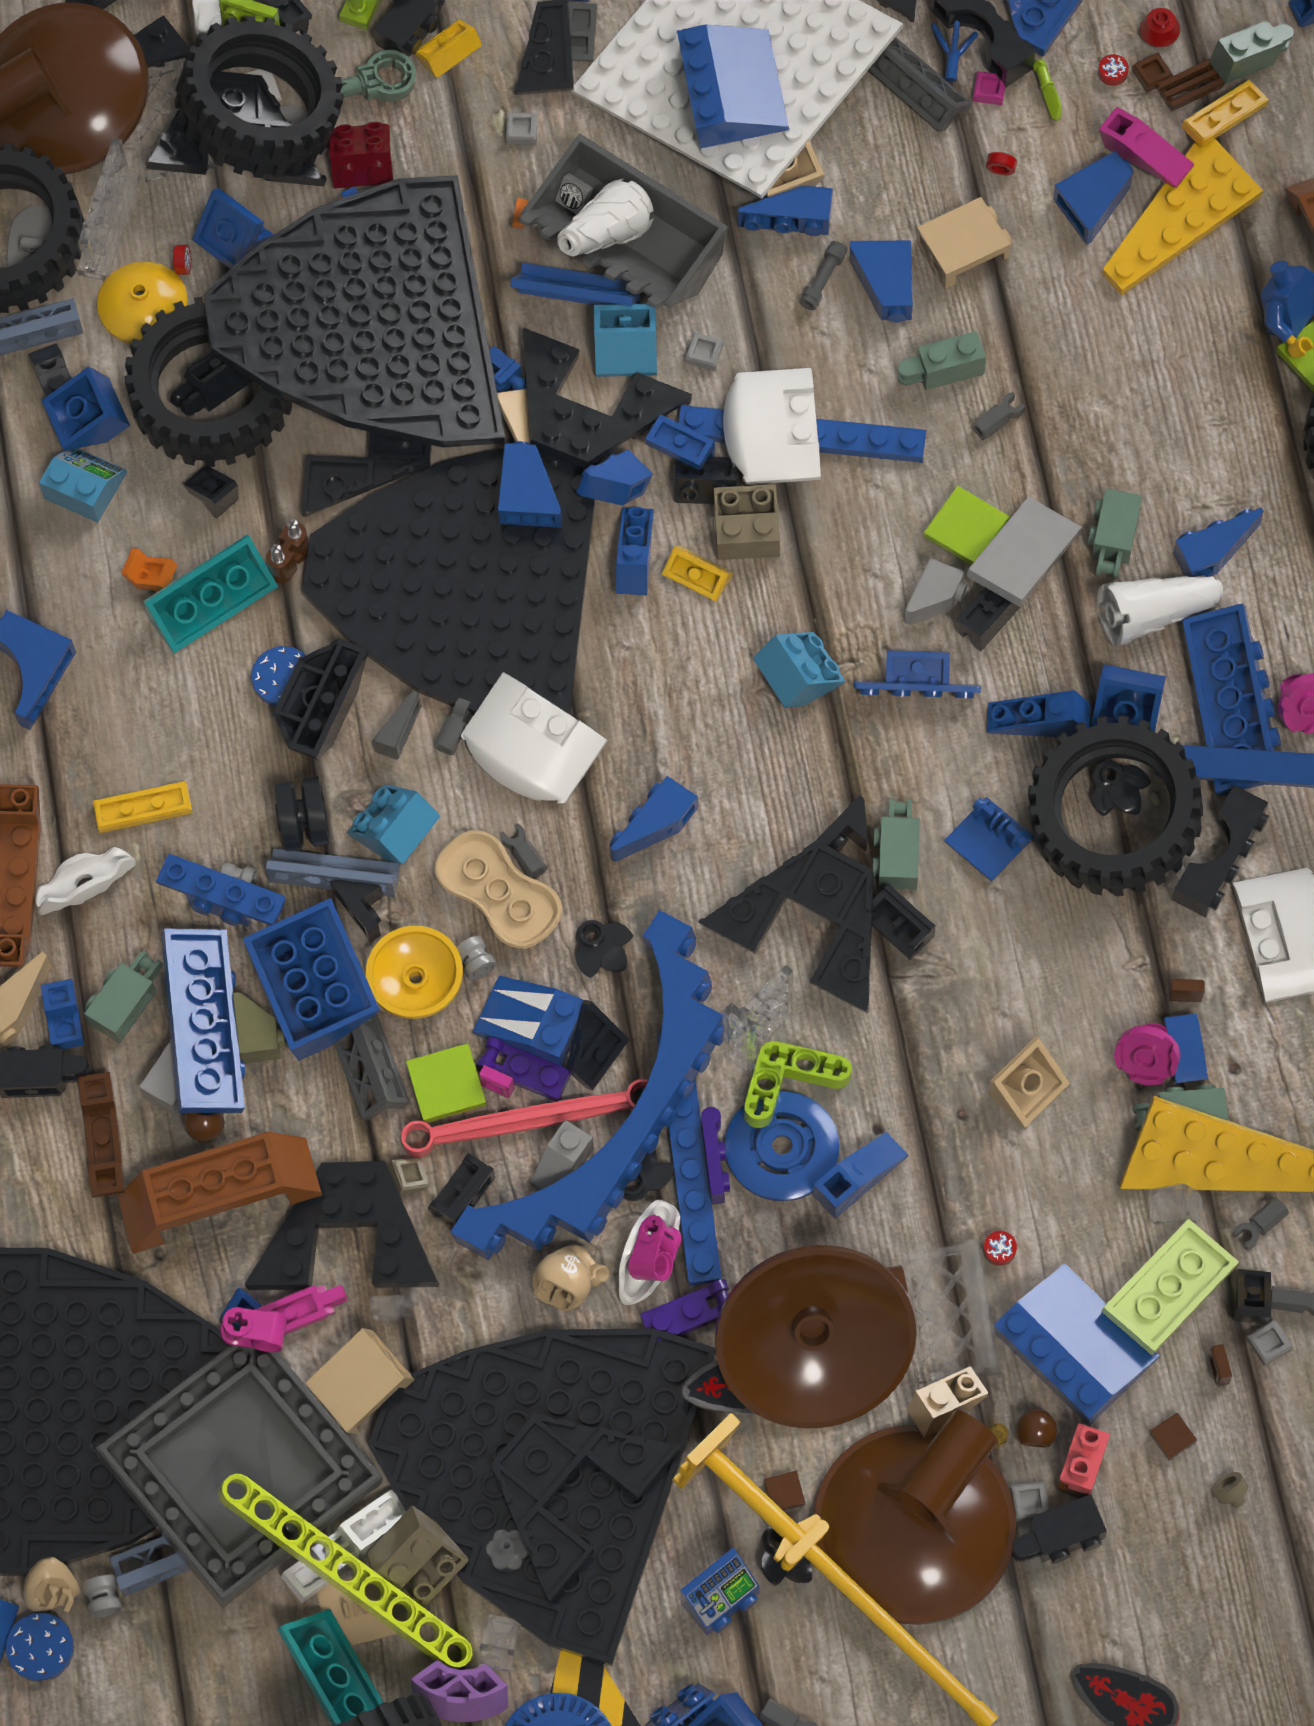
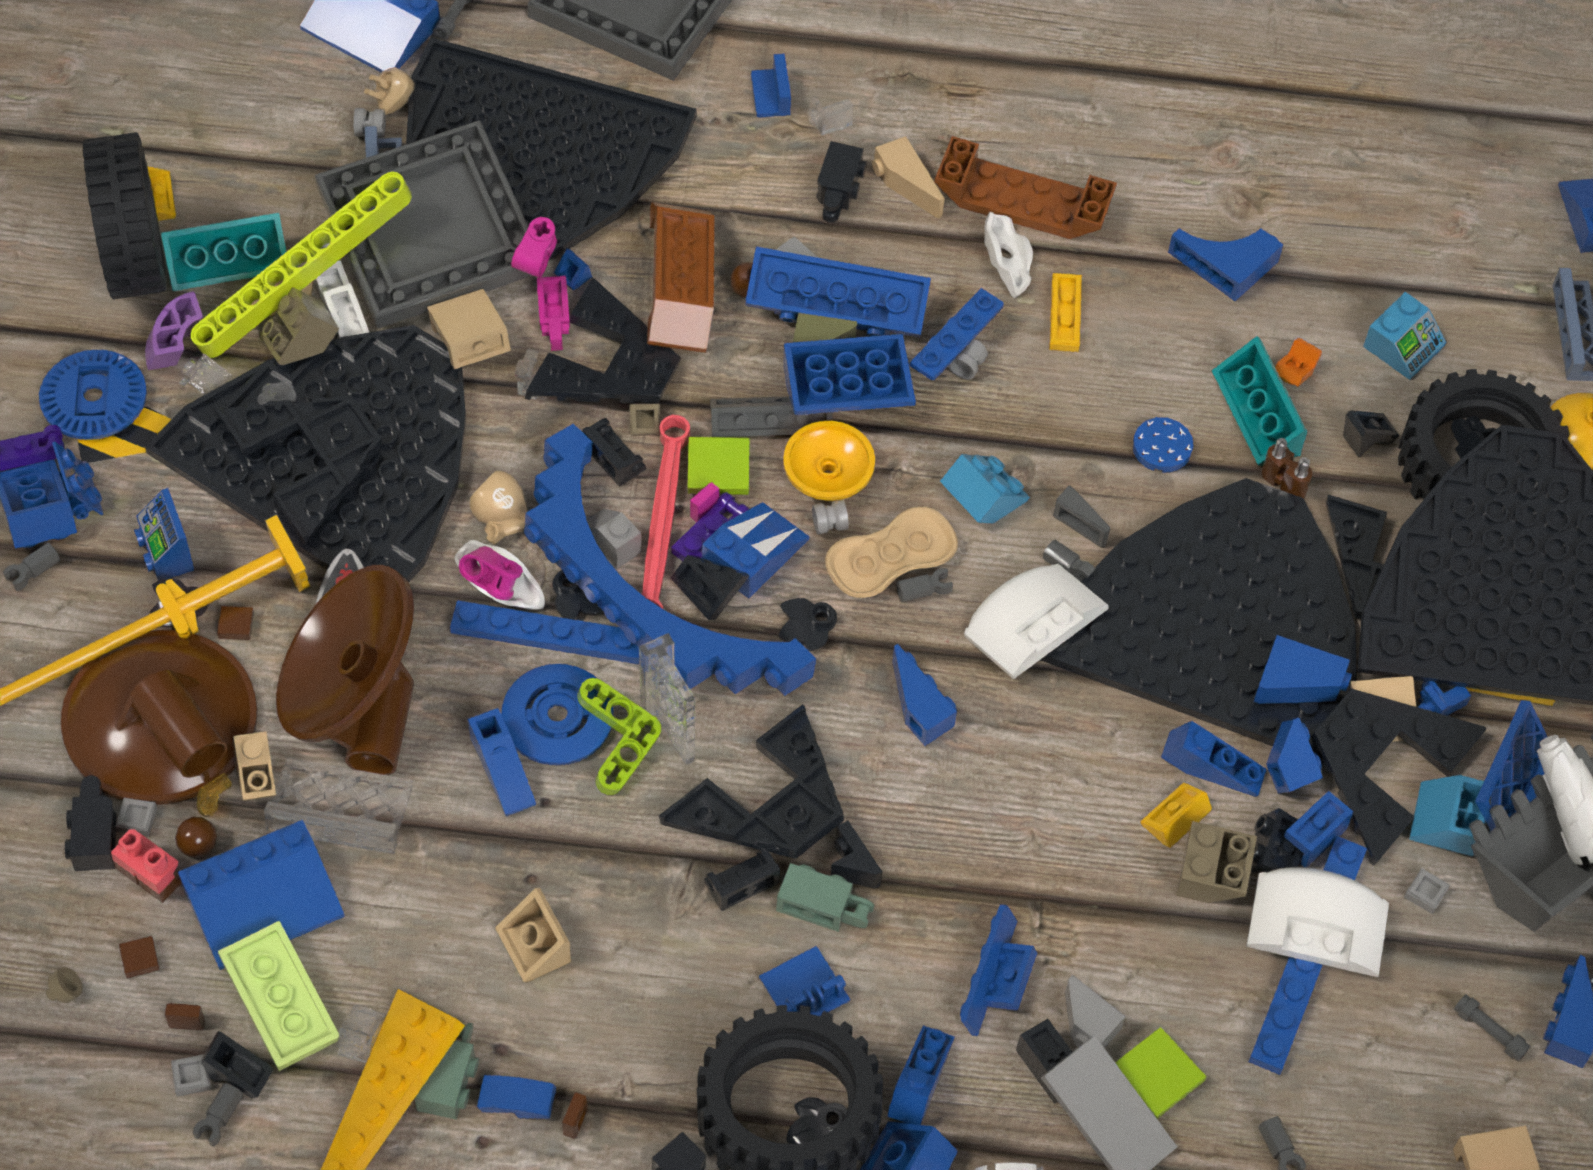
camera: 100 degrees right, 10 degrees down
(39, 1647) = (347, 78): blue tile -> none
(50, 368) = (1524, 344): black slope -> none
(62, 1014) = (891, 213): blue slope -> none
(85, 410) = (1476, 347): blue slope -> none
(102, 1135) = (763, 214): reddish brown slope -> none
(123, 997) = (882, 248): sand green brick -> none
(297, 814) = (1012, 411): black wheel -> none
(320, 697) = (1121, 454): black wedge -> none
(321, 870) = (952, 431): sand blue fence -> none
(357, 901) = (914, 438): black slope -> none
(687, 1311) = (431, 595): dark purple plate -> none
(715, 1153) = (567, 651): dark purple plate -> none
(798, 668) = (1041, 868): dark azure slope -> none
(886, 276) = (1474, 1086): blue slope -> none
(944, 362) = (1357, 1110): sand green brick -> none
(1000, 1248) = (384, 866): red tile -> none
(1147, 1054) = (520, 1050): dark pink tile -> none
(1262, 1221) = (311, 1108): dark grey bar -> none

